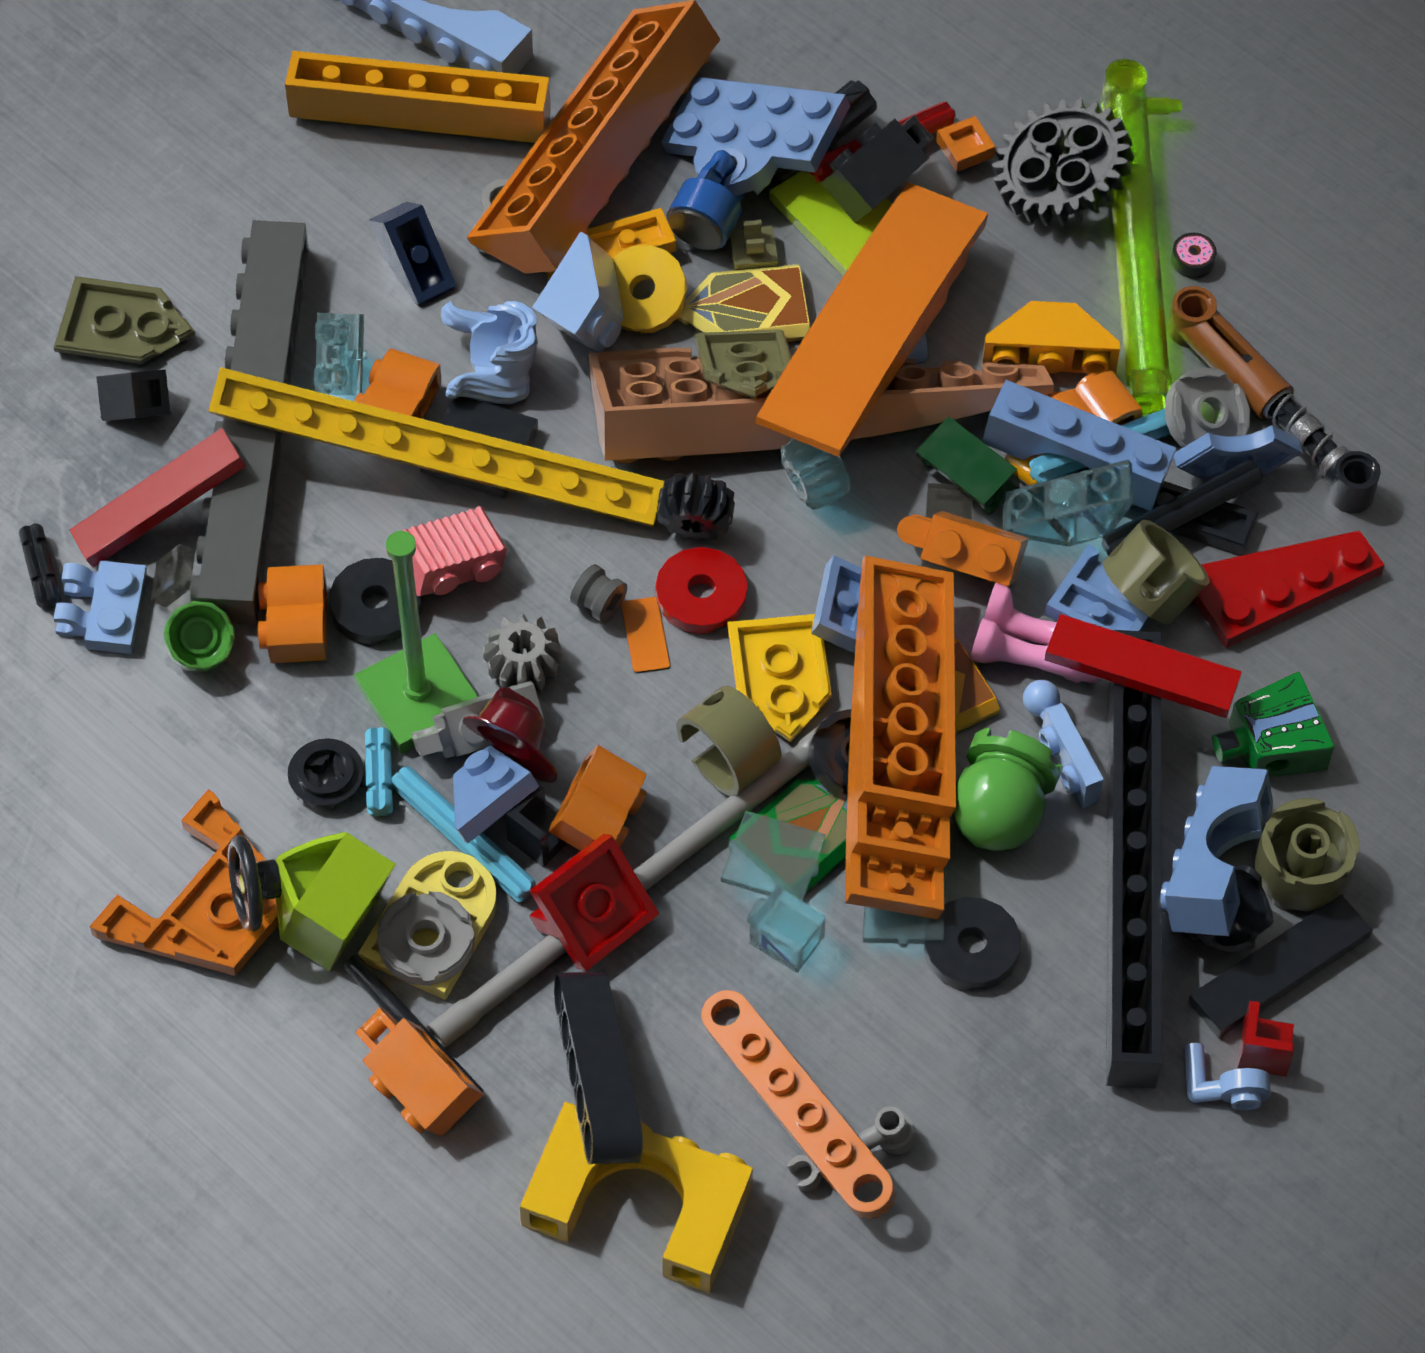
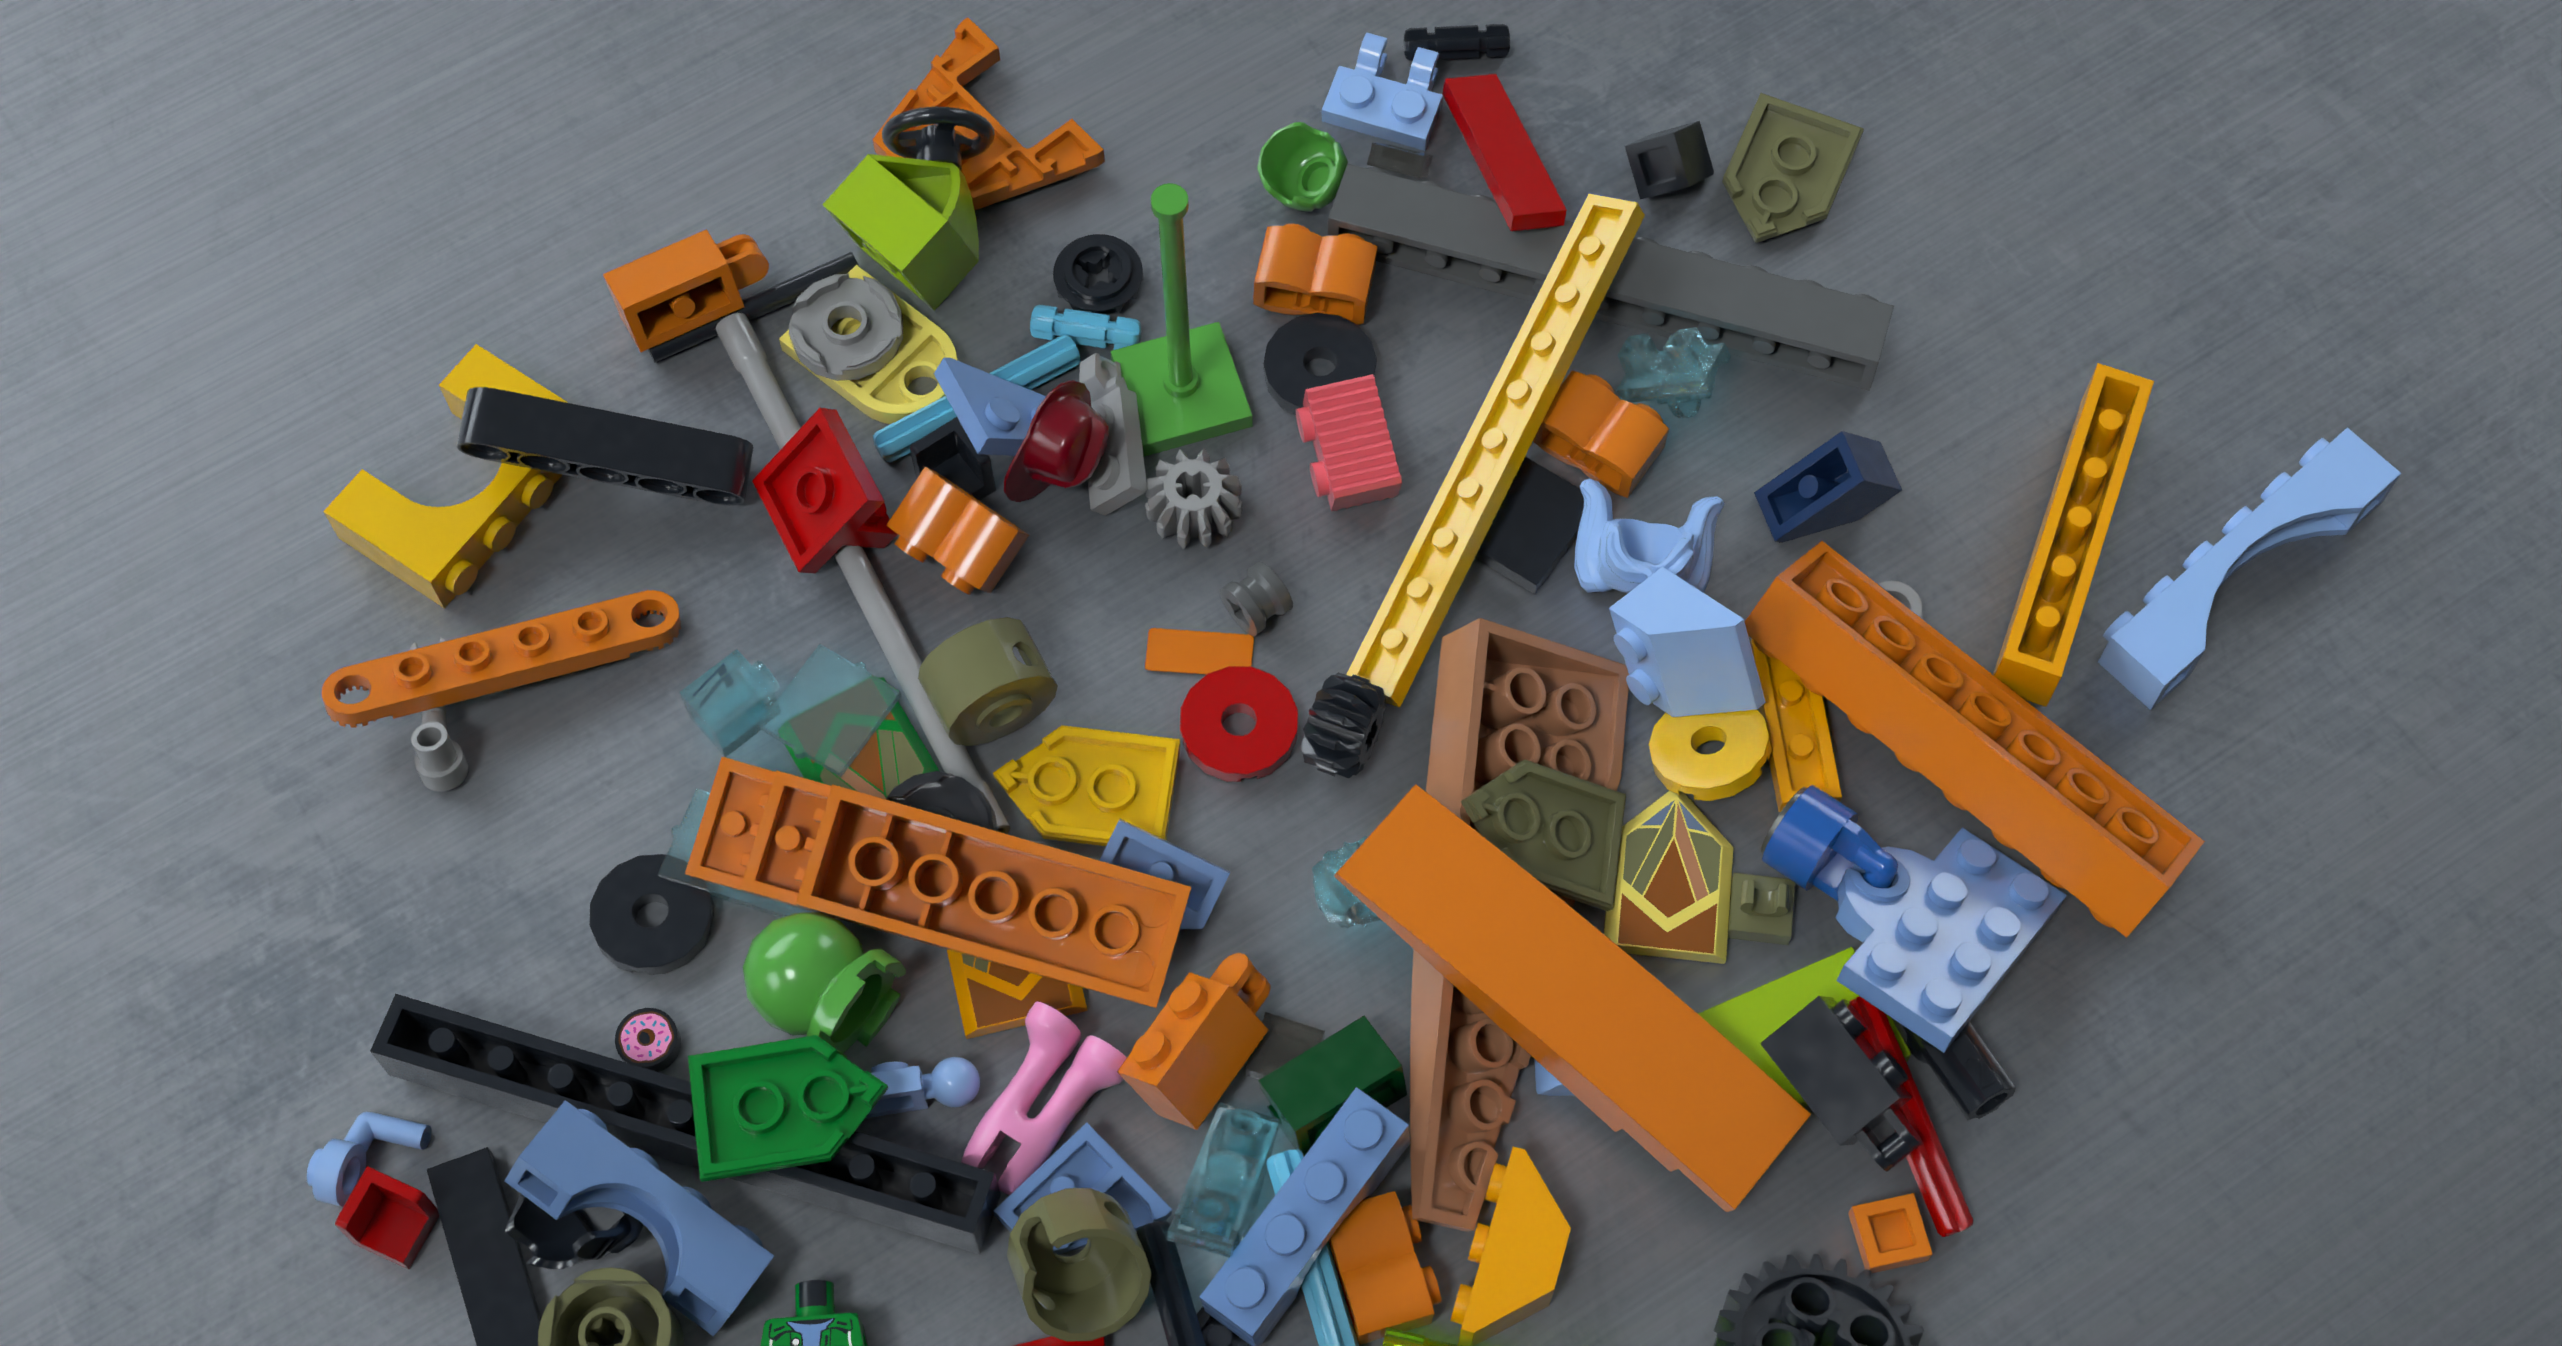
camera: 105 degrees right, 5 degrees up
(1071, 916) = (648, 1039): none -> tile
(1117, 772) = (776, 1105): none -> green tile
(1143, 665) = (918, 1187): red tile -> none

